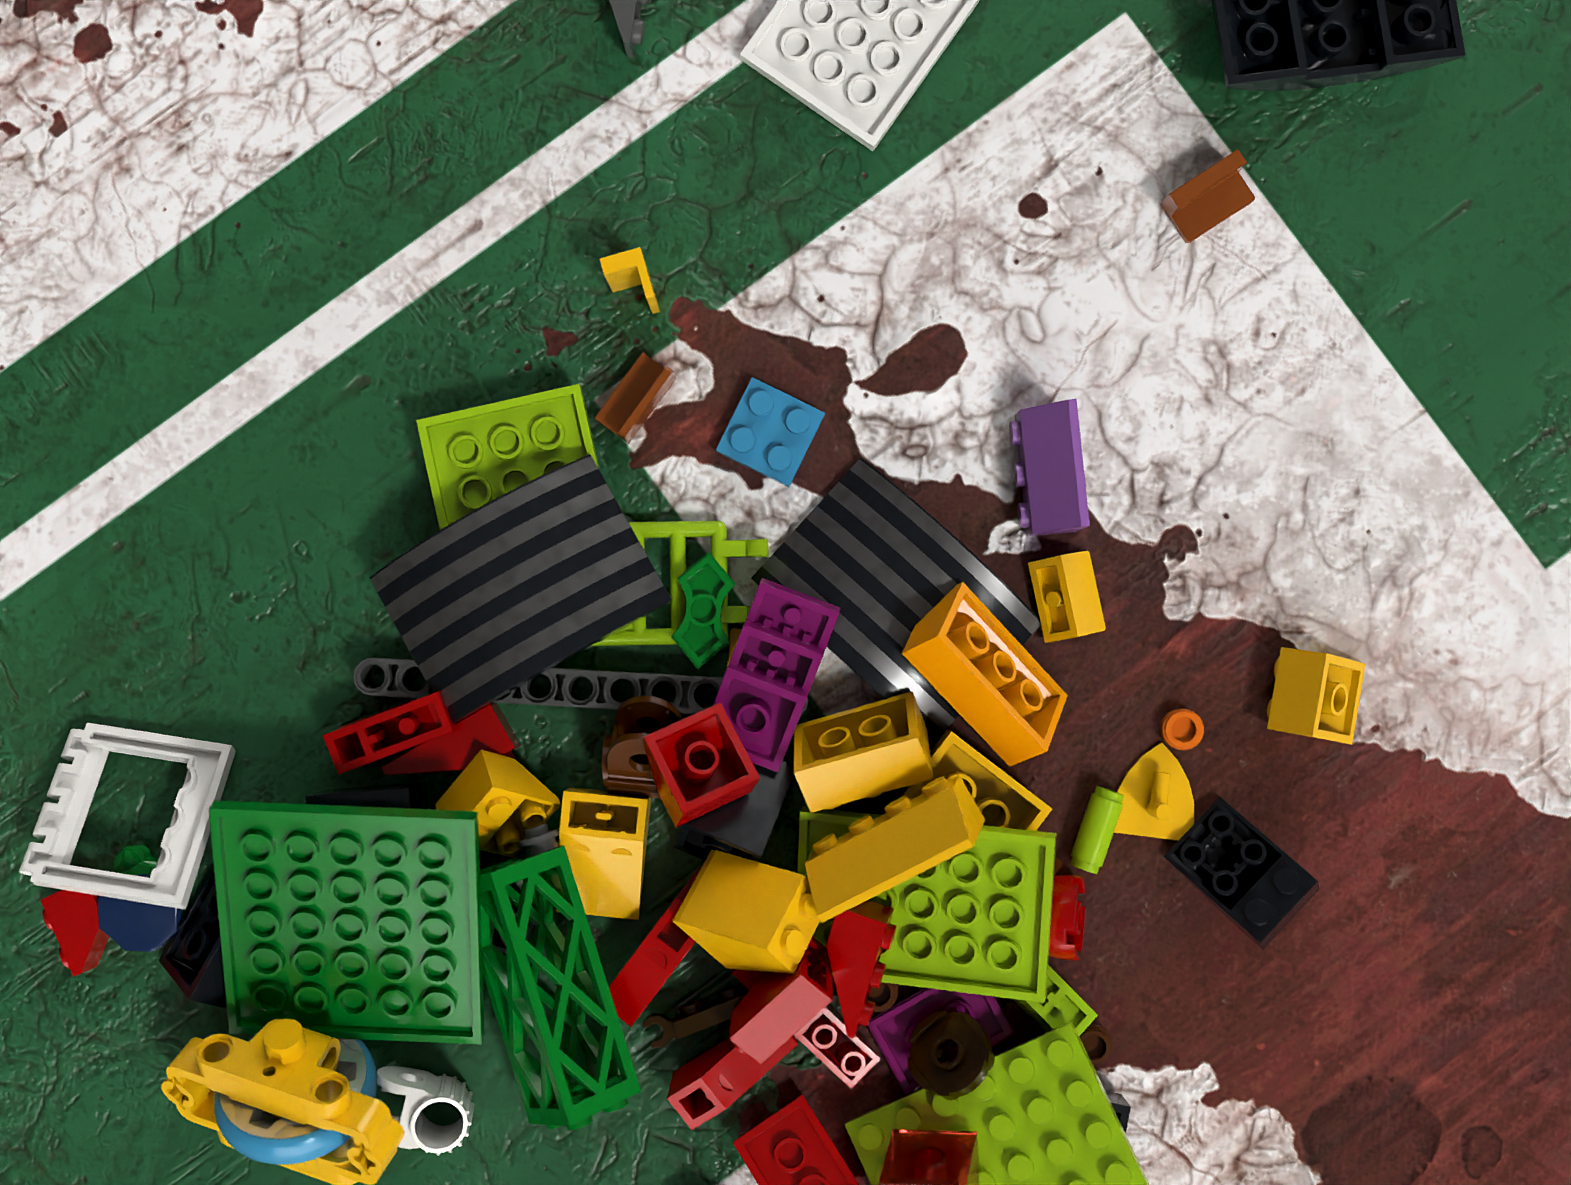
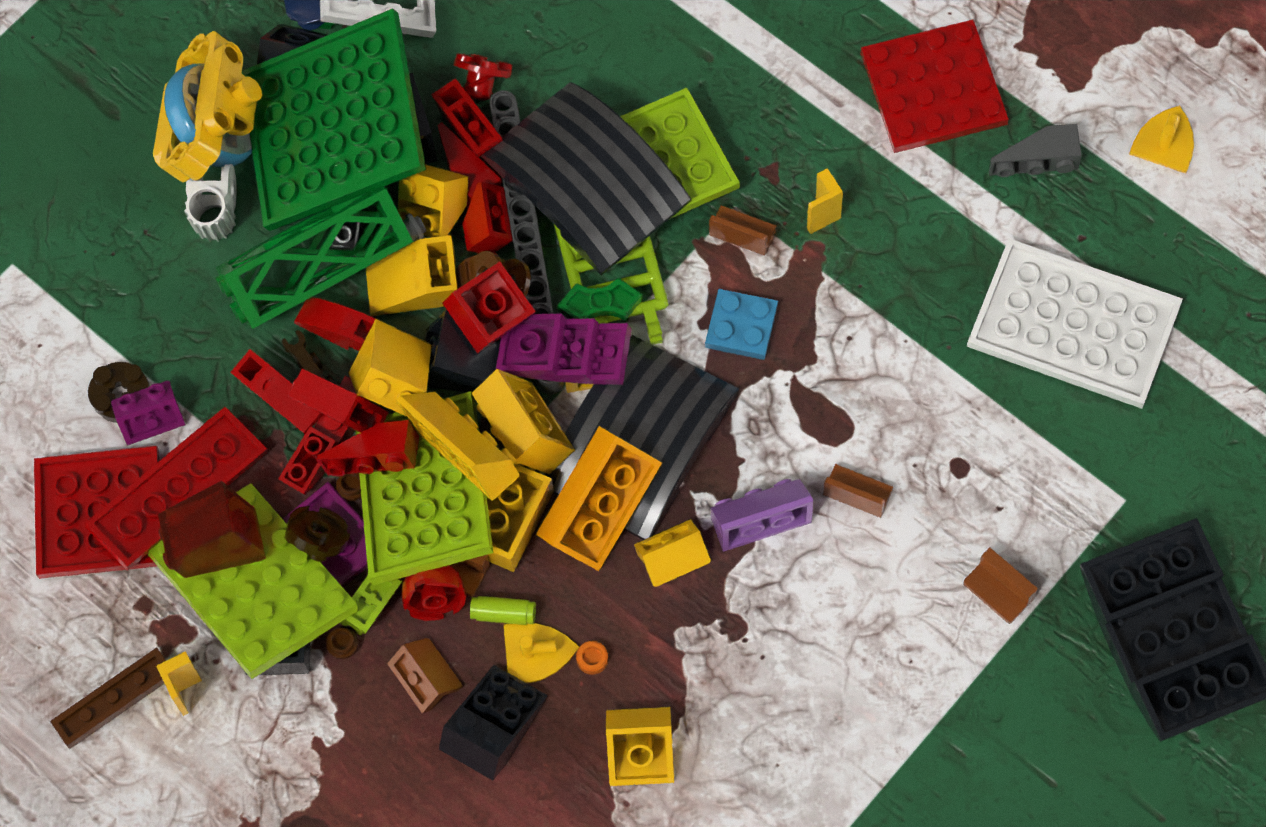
camera: 80 degrees right, 20 degrees down
(316, 695) = (481, 74): none -> red plate
(484, 92) = (934, 86): none -> red plate
(544, 735) = (487, 219): none -> red slope
(1038, 340) = (857, 490): none -> dark orange panel
(1158, 945) = (424, 673): none -> dark orange panel

